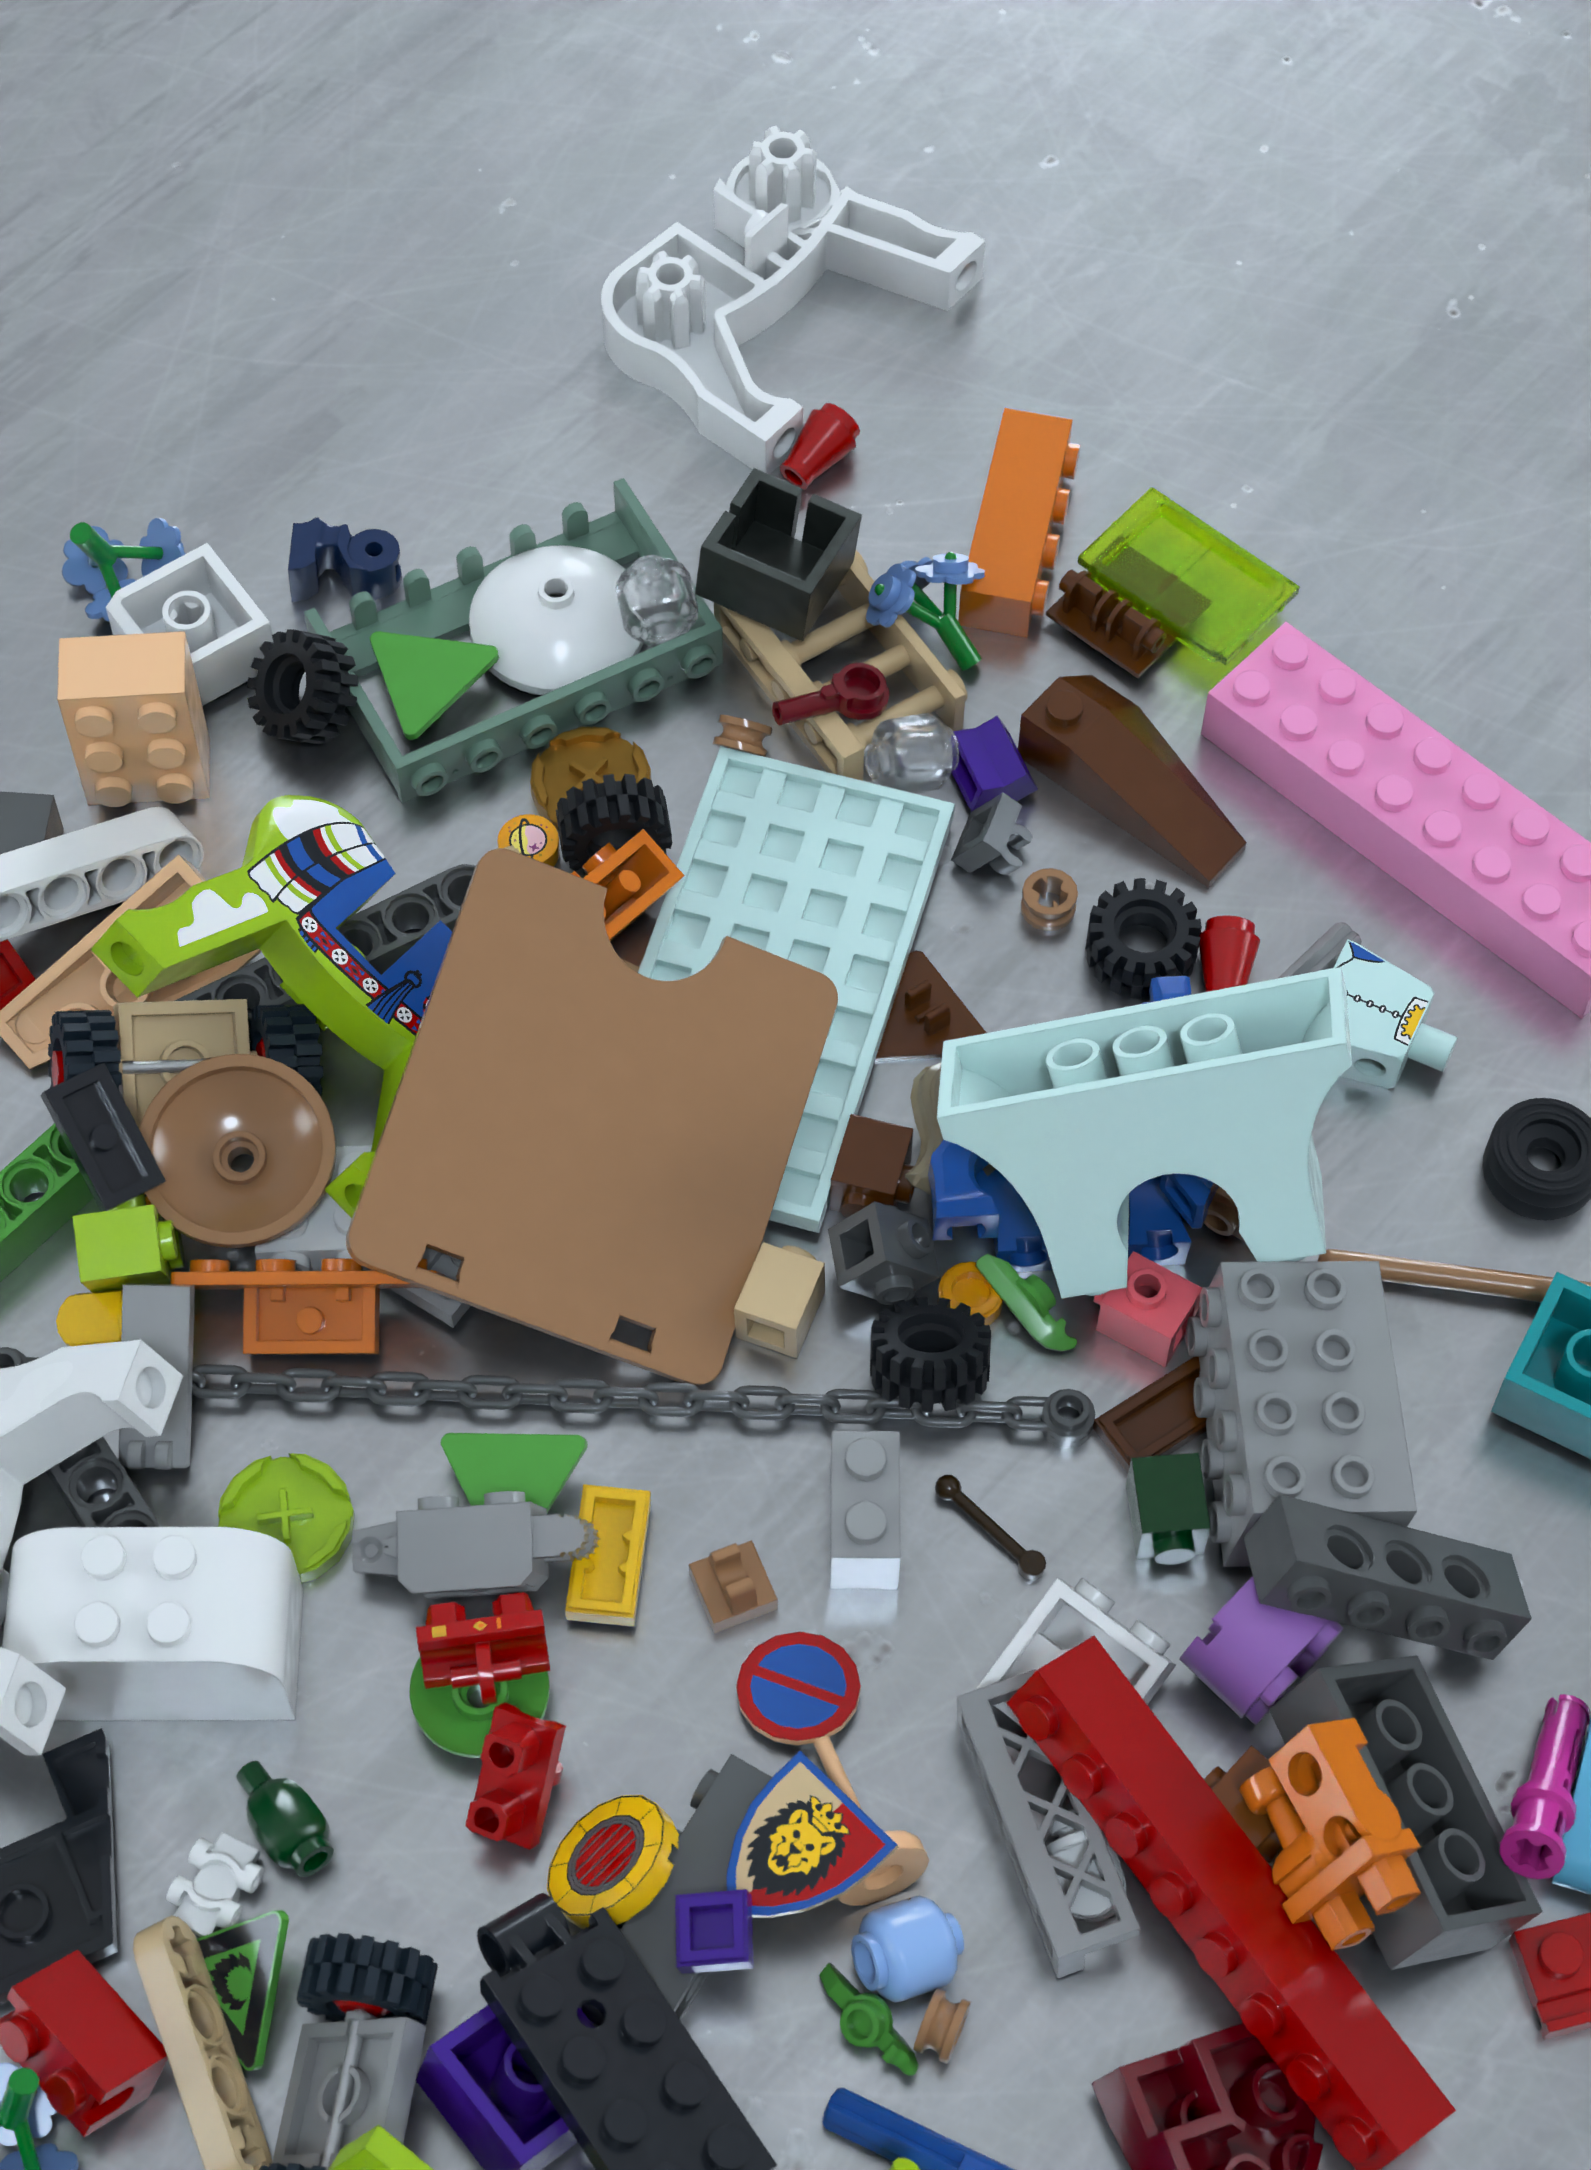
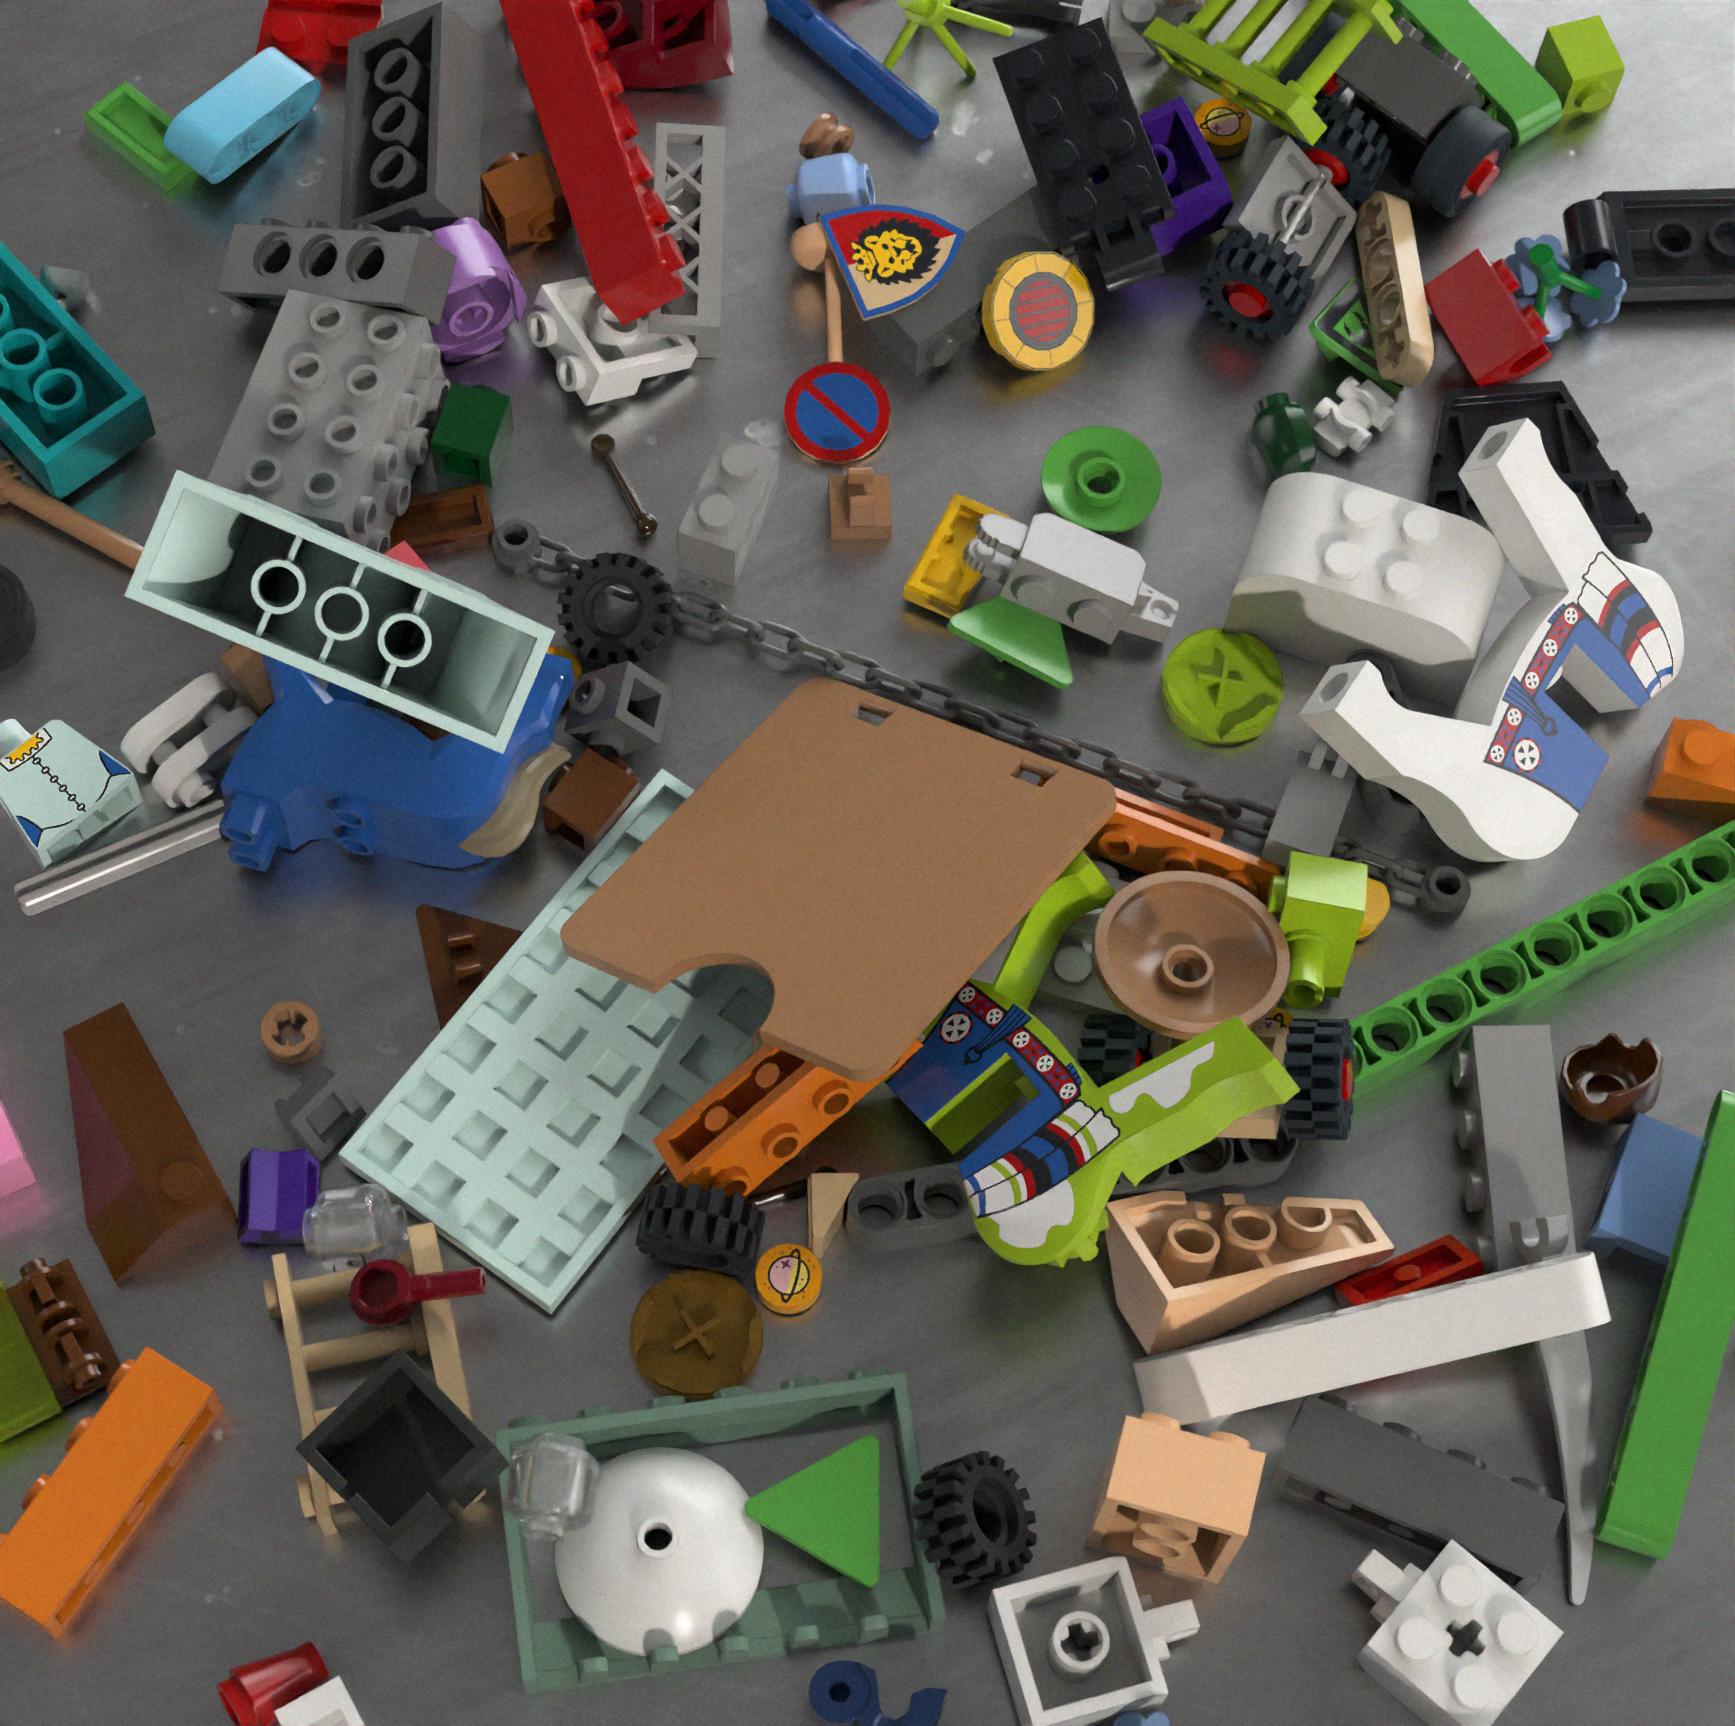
camera: 165 degrees left, 5 degrees up
(103, 1137) = (1321, 967): black plate -> none
(483, 1648) = (1119, 488): red hips -> none
(516, 1777) = (1095, 393): red hips -> none
(714, 1931) = (981, 216): dark purple tile -> none
(742, 735) = (520, 1316): medium nougat bush -> none
(780, 1299) = (723, 712): tan brick -> none
(868, 2021) = (882, 165): bright green piece -> none
(903, 582) = (227, 1393): plant -> none
(1148, 909) = (216, 917): black tyre -> none
(1227, 951) = (153, 902): red cone -> none
(1334, 1832) = (485, 99): orange hips -> none
(1544, 1803) = (306, 99): dark pink pin -> none

